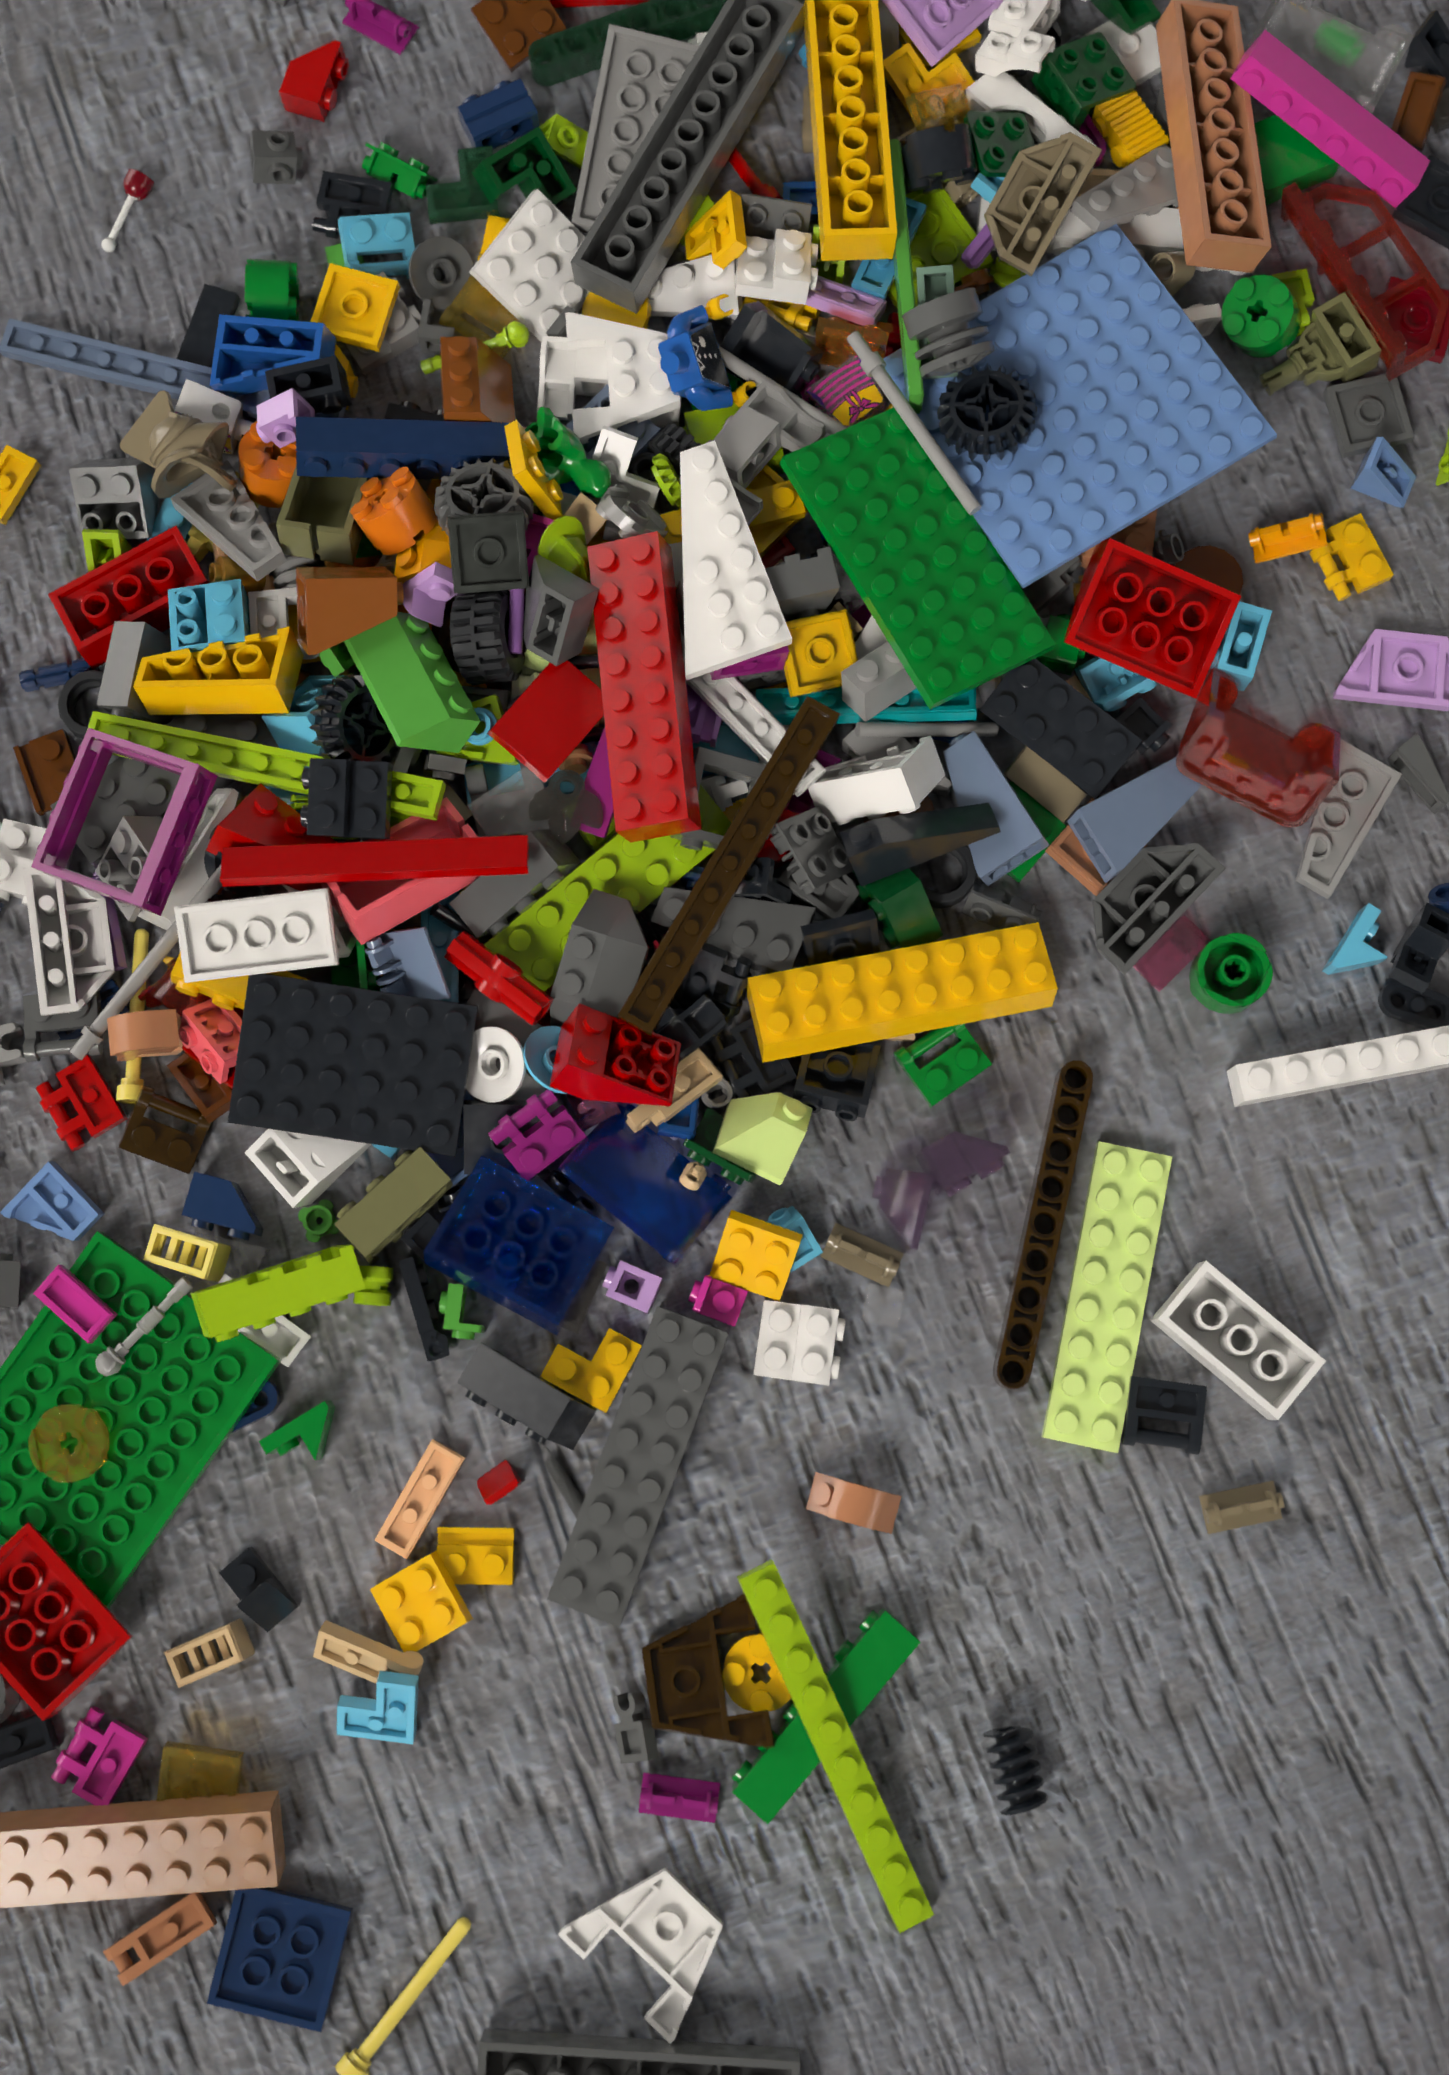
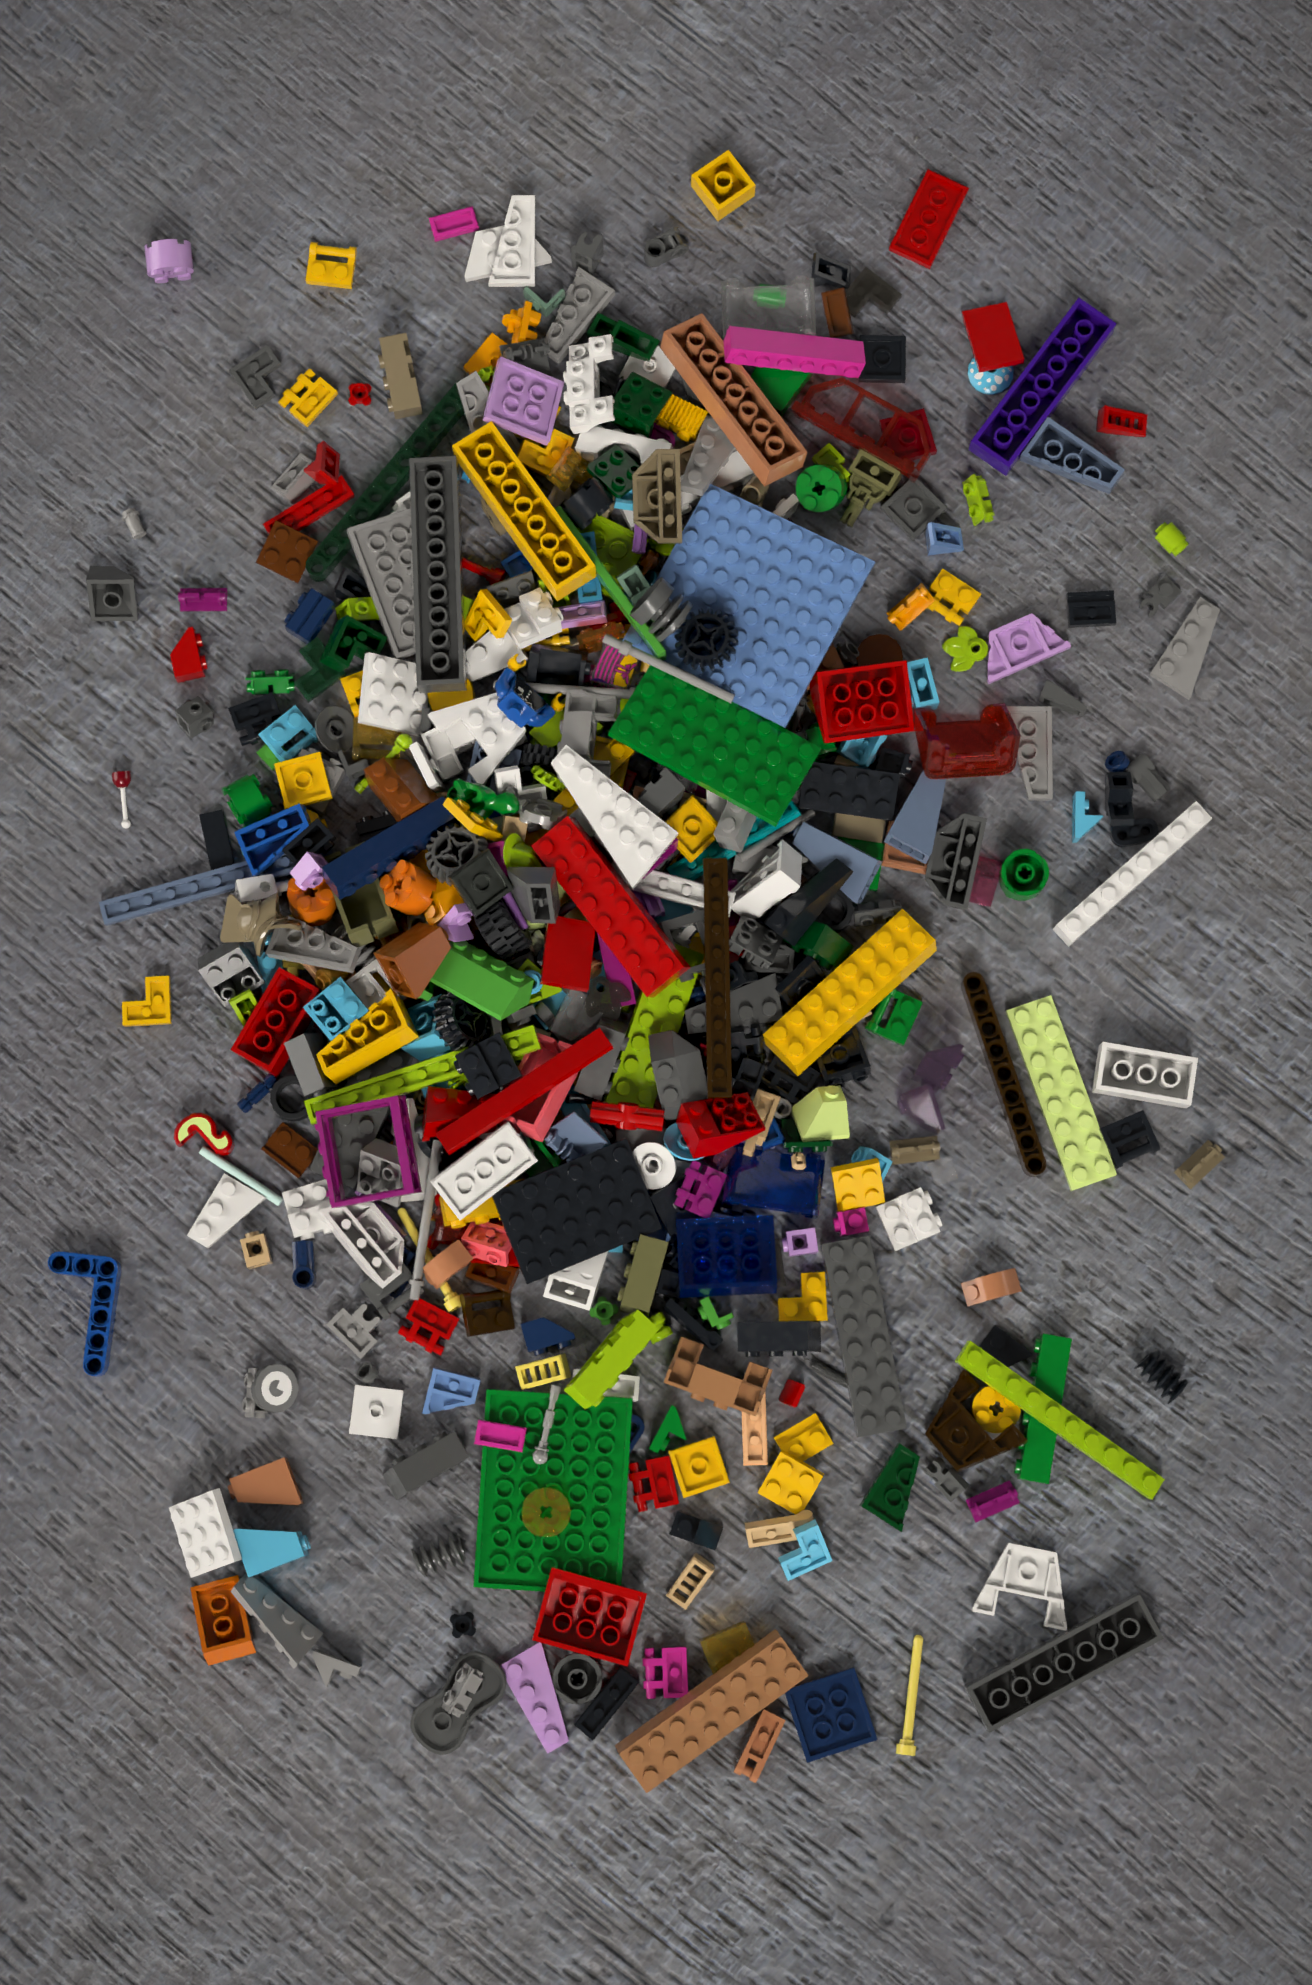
camera: 35 degrees left, 0 degrees up
(251, 1496) = (661, 1482): none -> red plate
(313, 1506) = (699, 1467): none -> yellow plate
(399, 1407) = (715, 1385): none -> medium nougat bracket
(524, 381) = (427, 767): none -> white plate
(553, 1694) = (892, 1487): none -> dark green wing
(571, 100) = (350, 586): none -> black slope
(818, 1596) = (1003, 1347): none -> black wing
(1323, 633) = (961, 649): none -> lime plate

